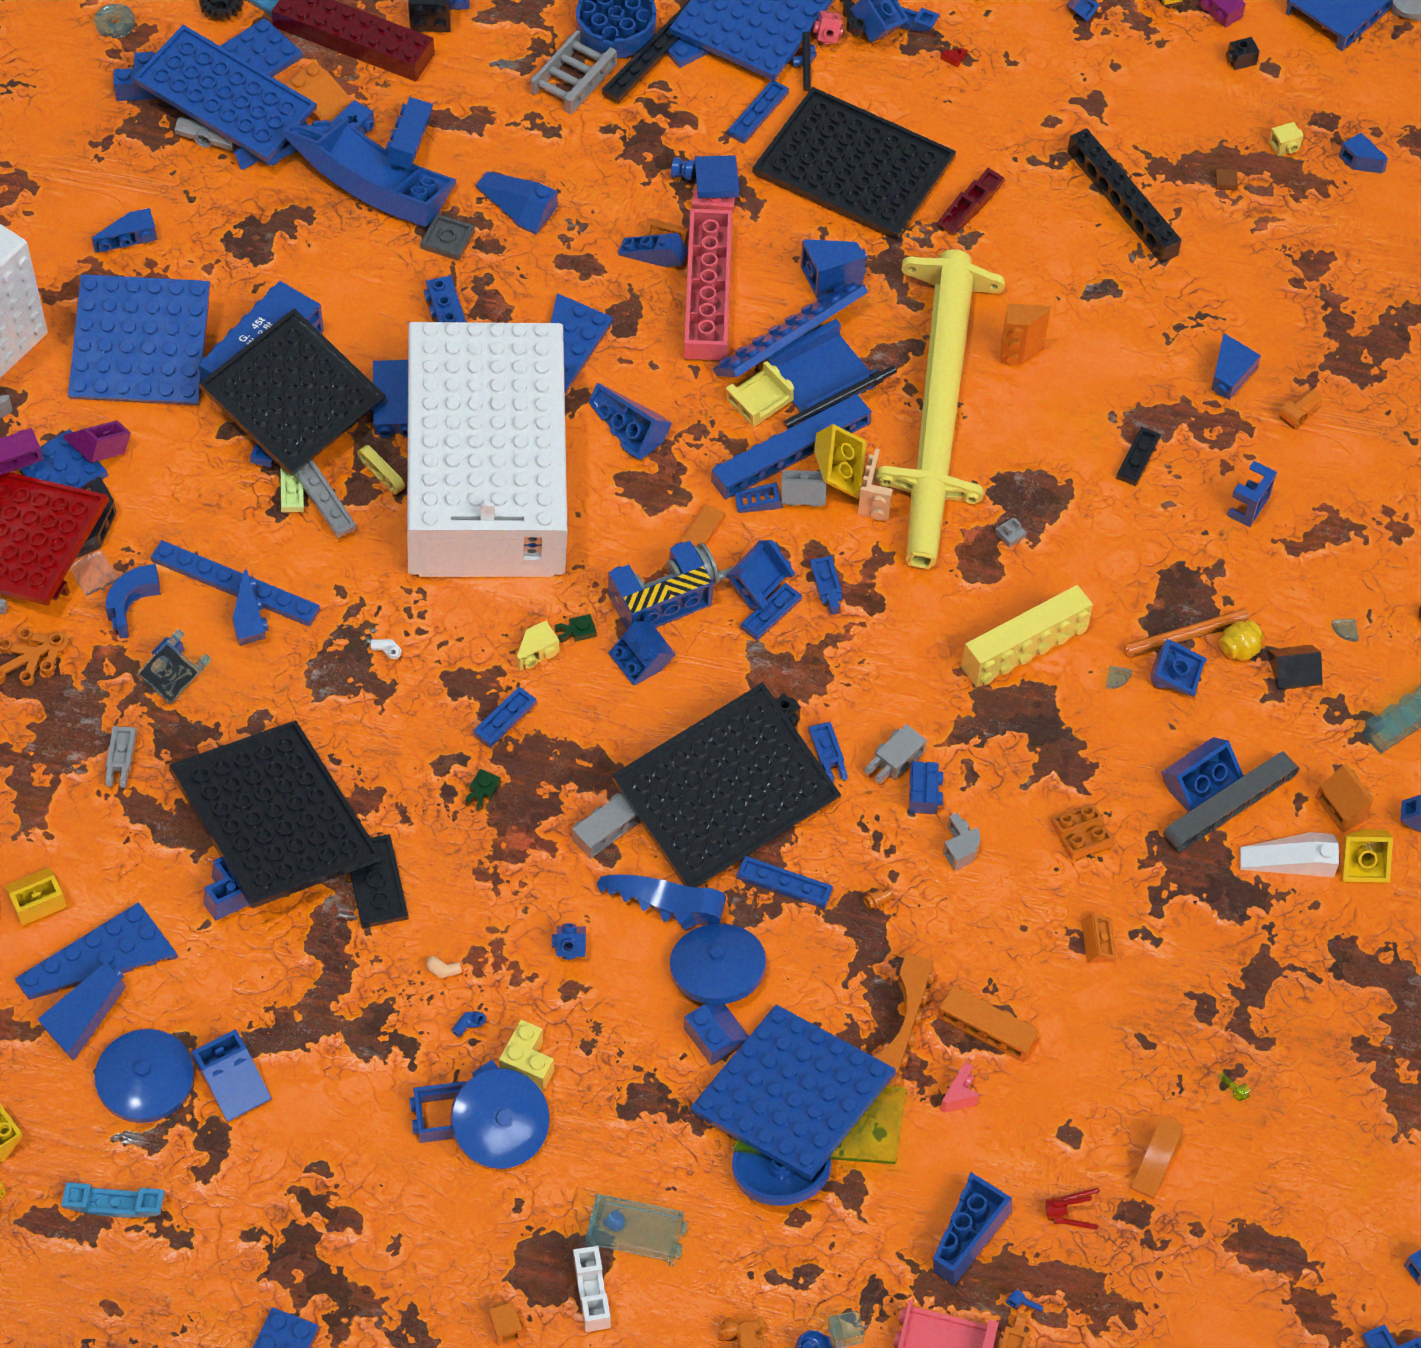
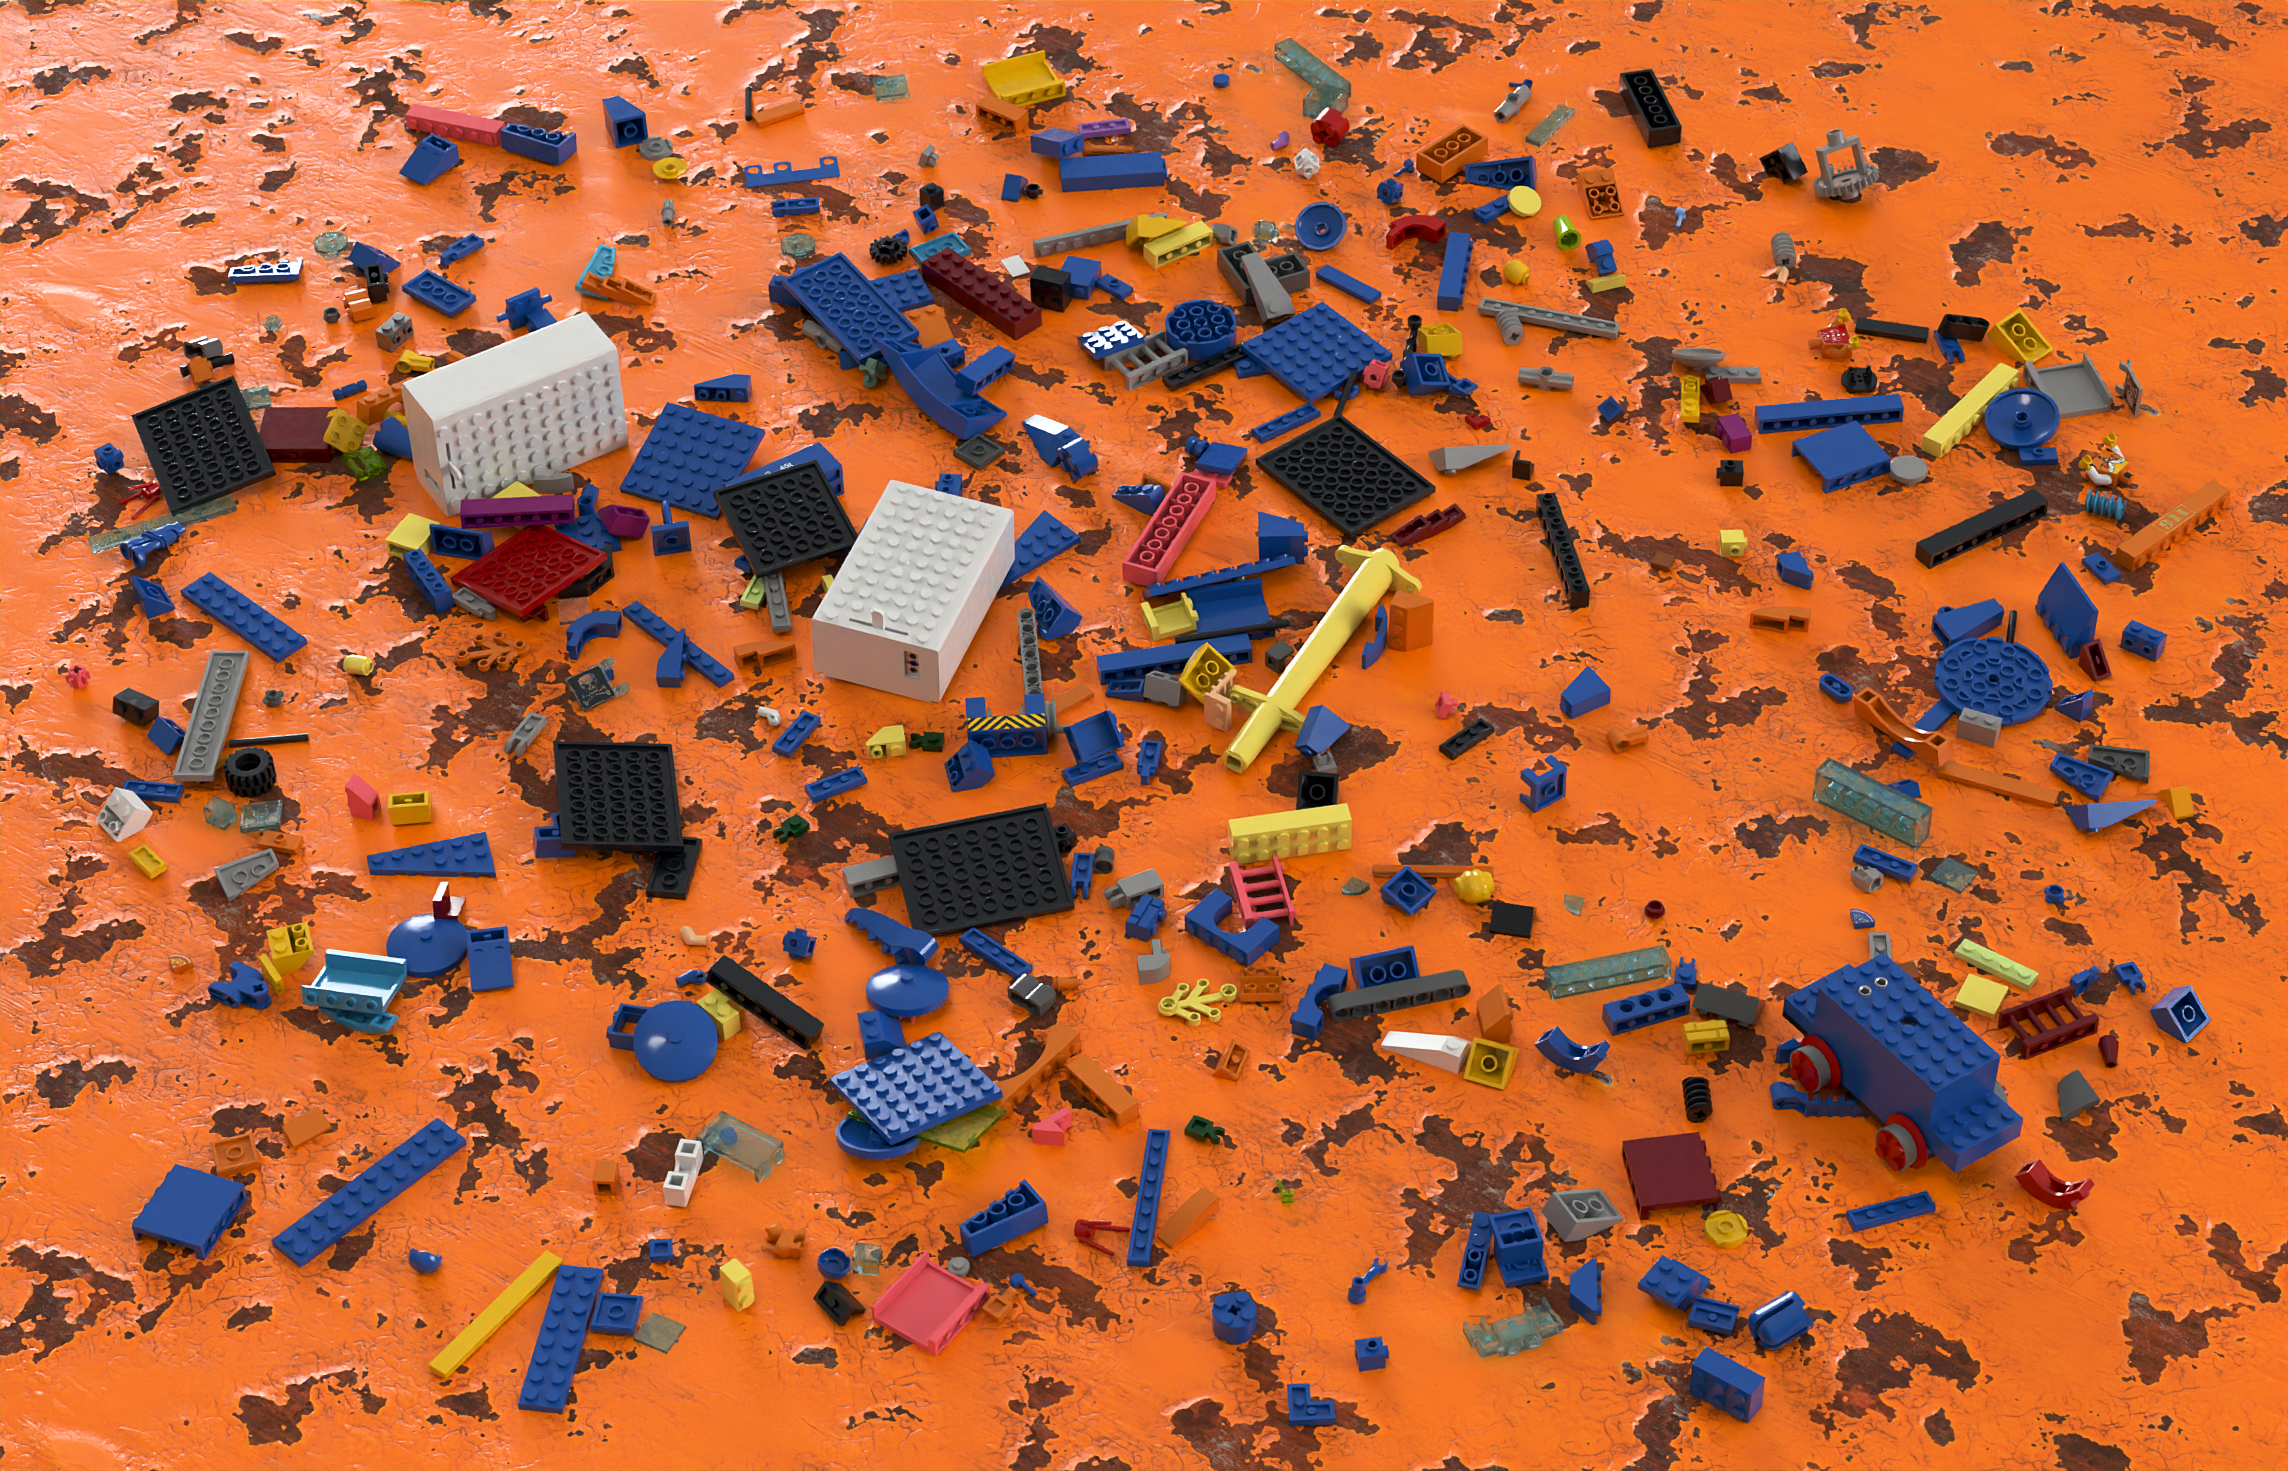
camera: 25 degrees right, 15 degrees down
(41, 422) = (588, 500): none -> blue piece
(83, 1009) = (404, 887): blue slope -> none
(90, 1159) = (356, 982): none -> dark azure panel
(145, 1015) = (445, 905): none -> dark red panel
(162, 447) = (670, 536): none -> blue tile
(285, 167) = (873, 370): none -> sand green hips
(341, 569) = (764, 653): none -> orange slope
(428, 664) = (796, 734): none -> blue plate
(526, 57) = (1110, 340): none -> blue plate
(565, 220) = (1077, 458): none -> blue brick
(577, 1036) = (764, 1002): none -> black brick
(623, 464) = (1029, 651): none -> light grey beam
(843, 725) = (1104, 860): none -> dark grey wheel
(852, 924) = (1032, 995): none -> dark grey brick
(899, 411) = (1276, 654): none -> dark grey panel
(945, 1302) = (959, 1266): none -> light grey plate
(966, 107) = (1455, 458): none -> light grey wedge
(986, 338) = (1373, 651): none -> blue slope
(992, 496) = (1319, 731): none -> blue slope
(1017, 734) = (1246, 903): none -> coral fence
(1026, 571) = (1317, 789): none -> black slope
(1026, 876) = (1172, 1006): none -> light yellow plant
(1031, 104) = (1521, 468): none -> panel
(1040, 793) = (1243, 946): none -> blue arch
(1099, 421) = (1444, 705): none -> coral tile
(1099, 1143) = (1148, 1198): none -> blue tile
(1113, 1038) = (1202, 1128): none -> dark green plate
(1155, 860) = (1309, 1018): none -> blue arch
(1280, 1266) = (1234, 1317): none -> blue brick
(1373, 1188) = (1357, 1291): none -> blue brick
(1380, 218) = (1781, 619): none -> orange slope

